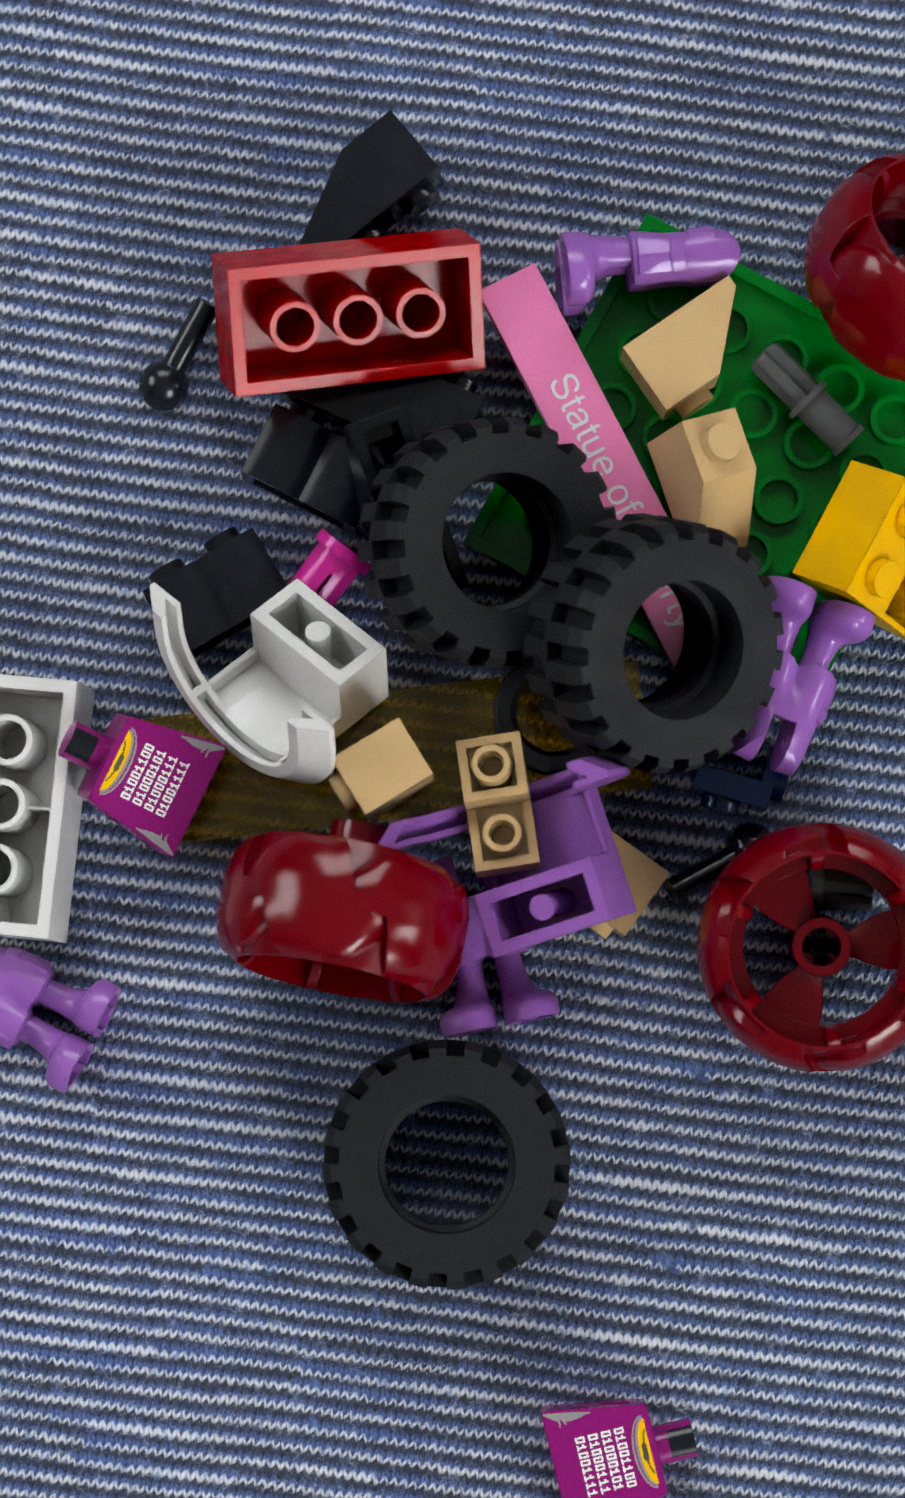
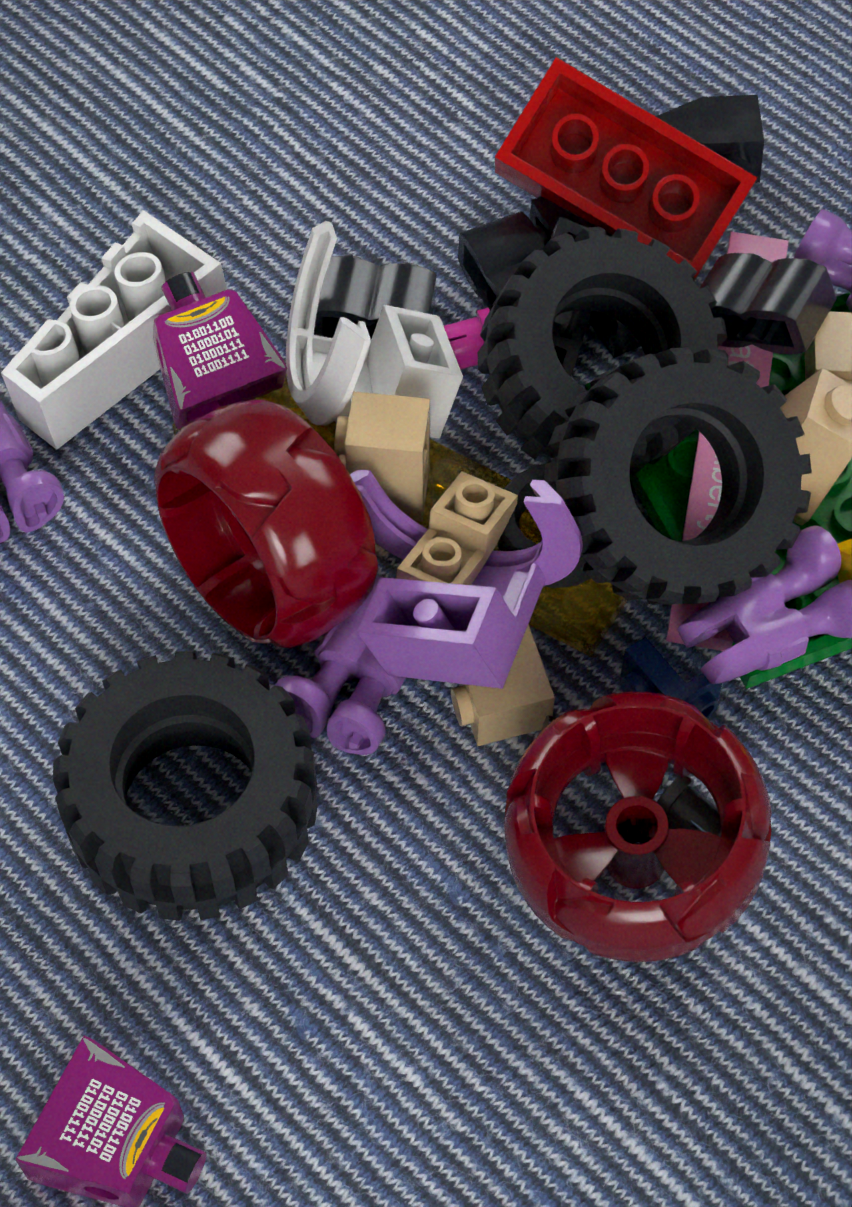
camera: 35 degrees right, 25 degrees down
(164, 382) = (456, 174): black bar -> none
(577, 375) = (770, 302): none -> black brick

